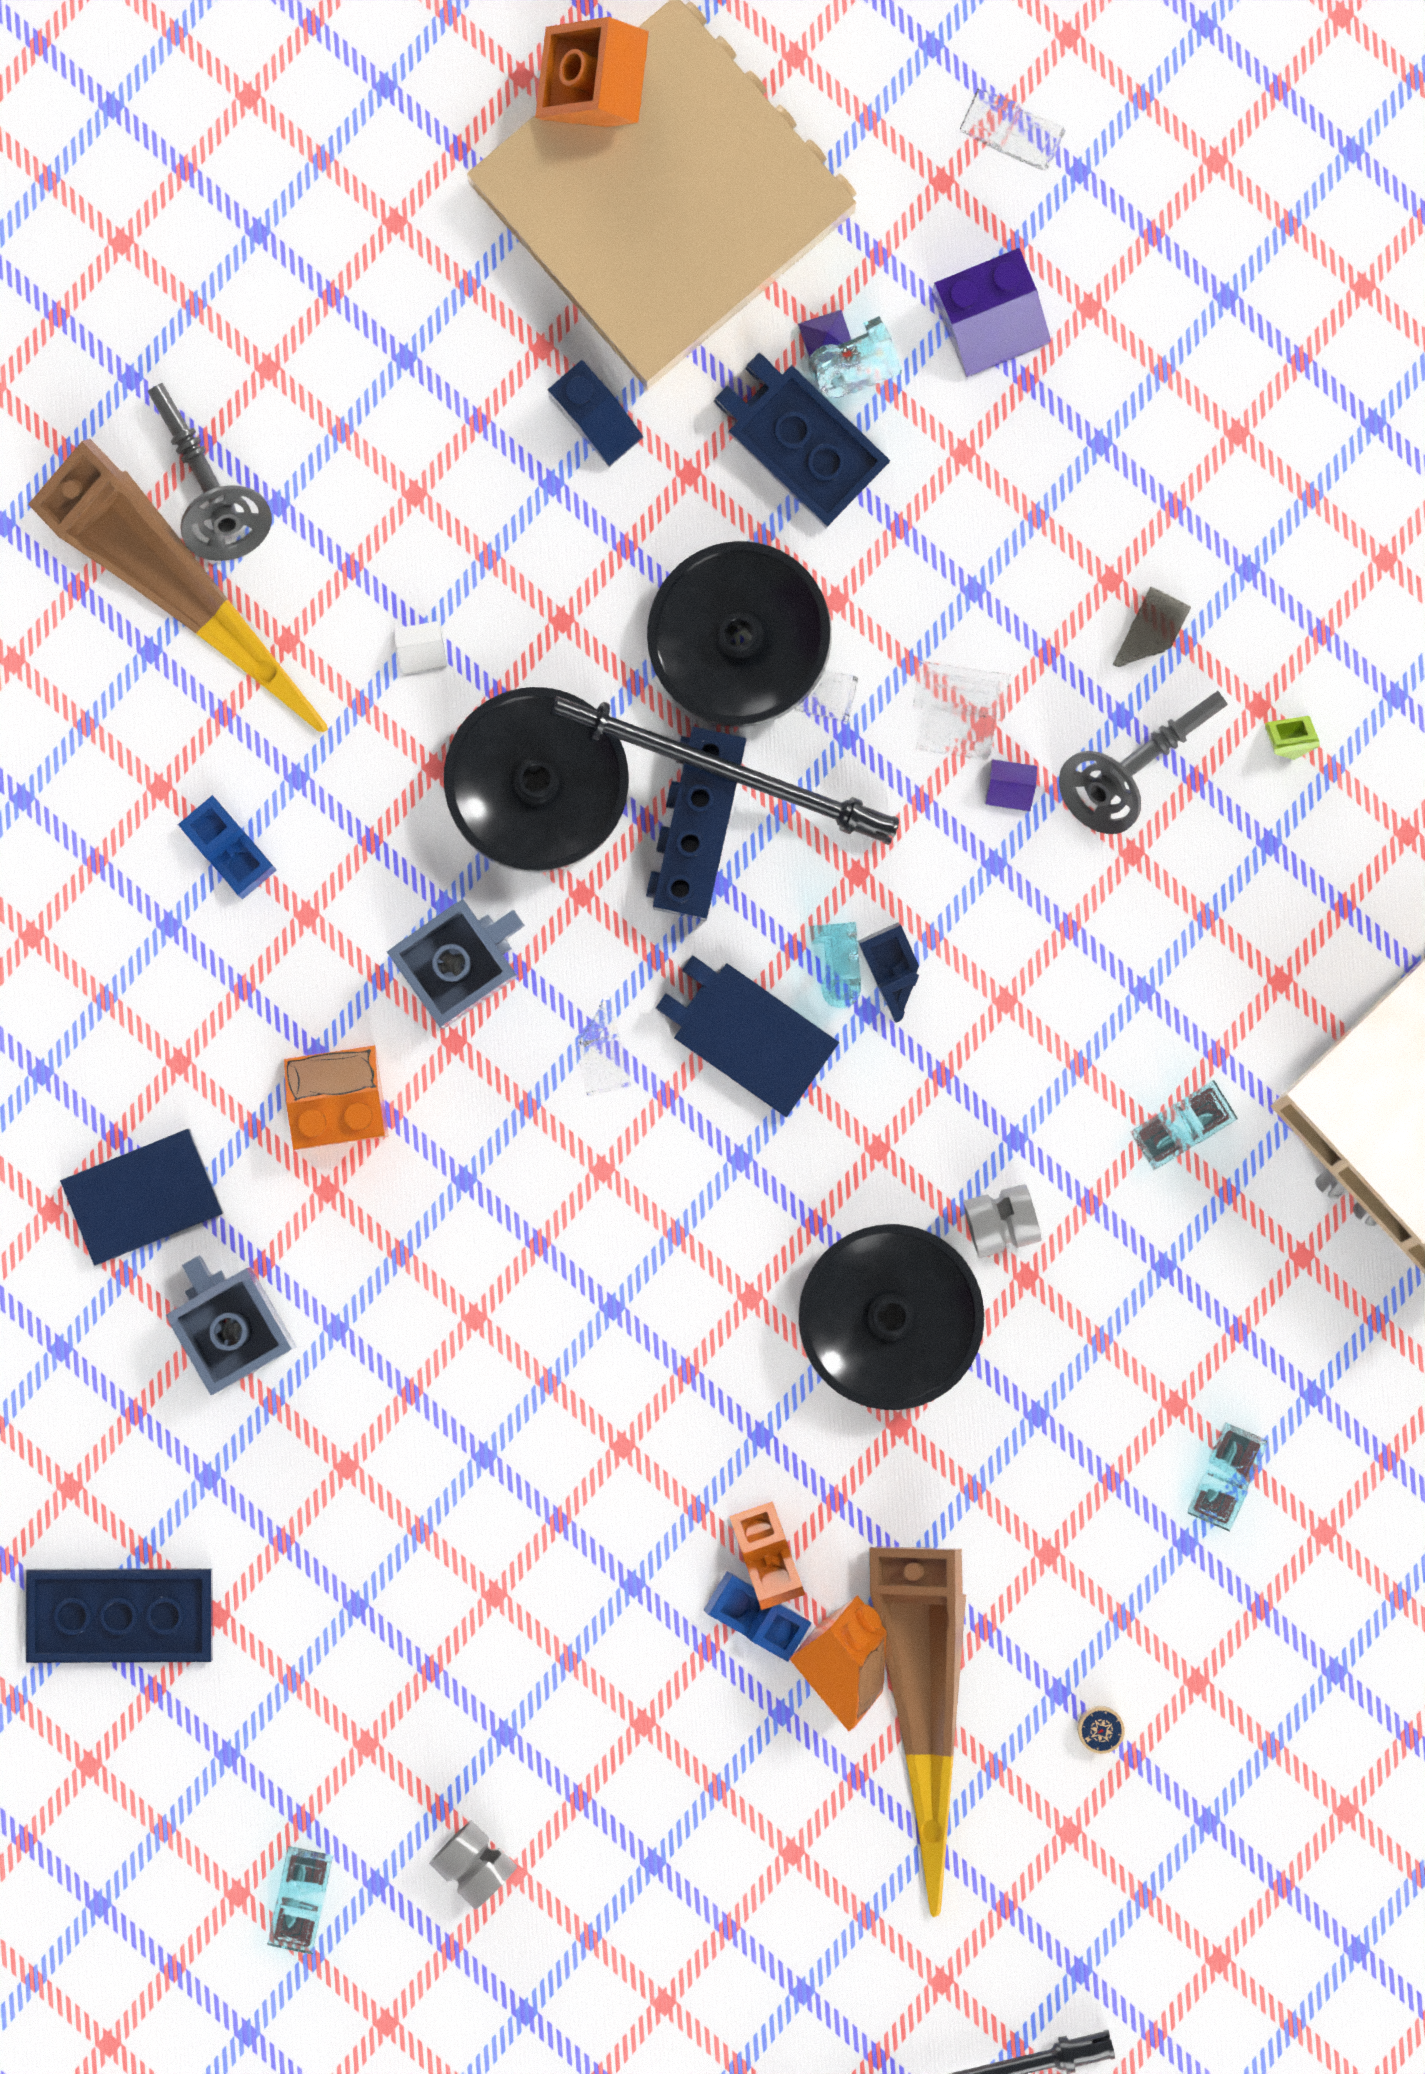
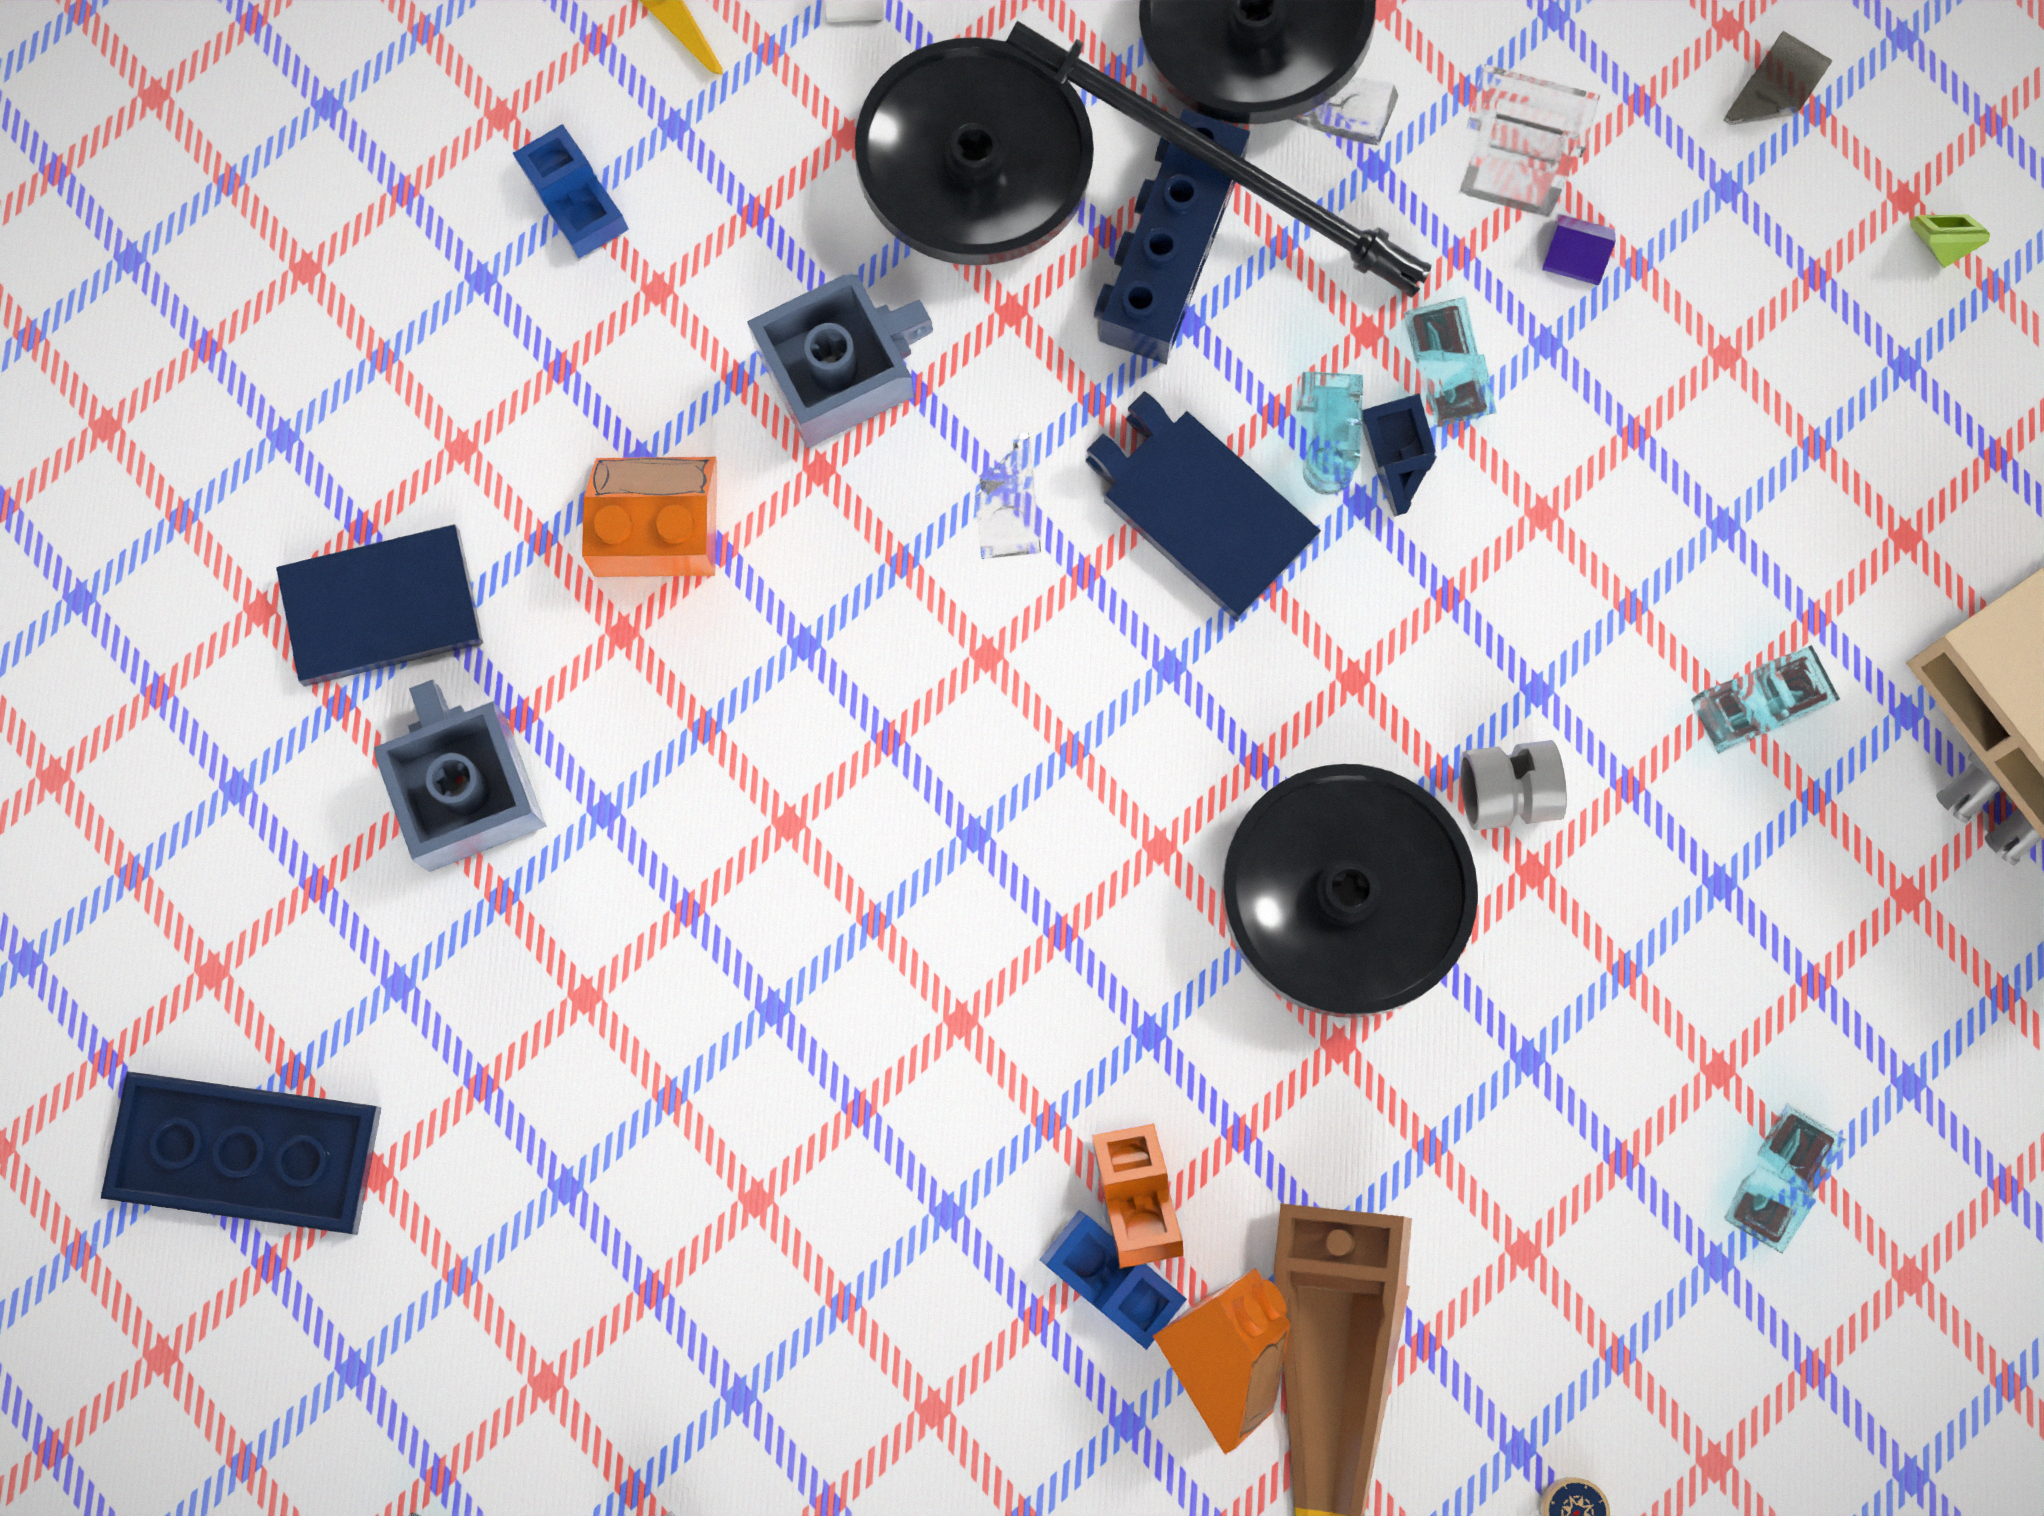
camera: 10 degrees right, 10 degrees down
(922, 892) = (1449, 362): none -> clear light blue slope
(1113, 774) = (1718, 249): dark grey dish -> none

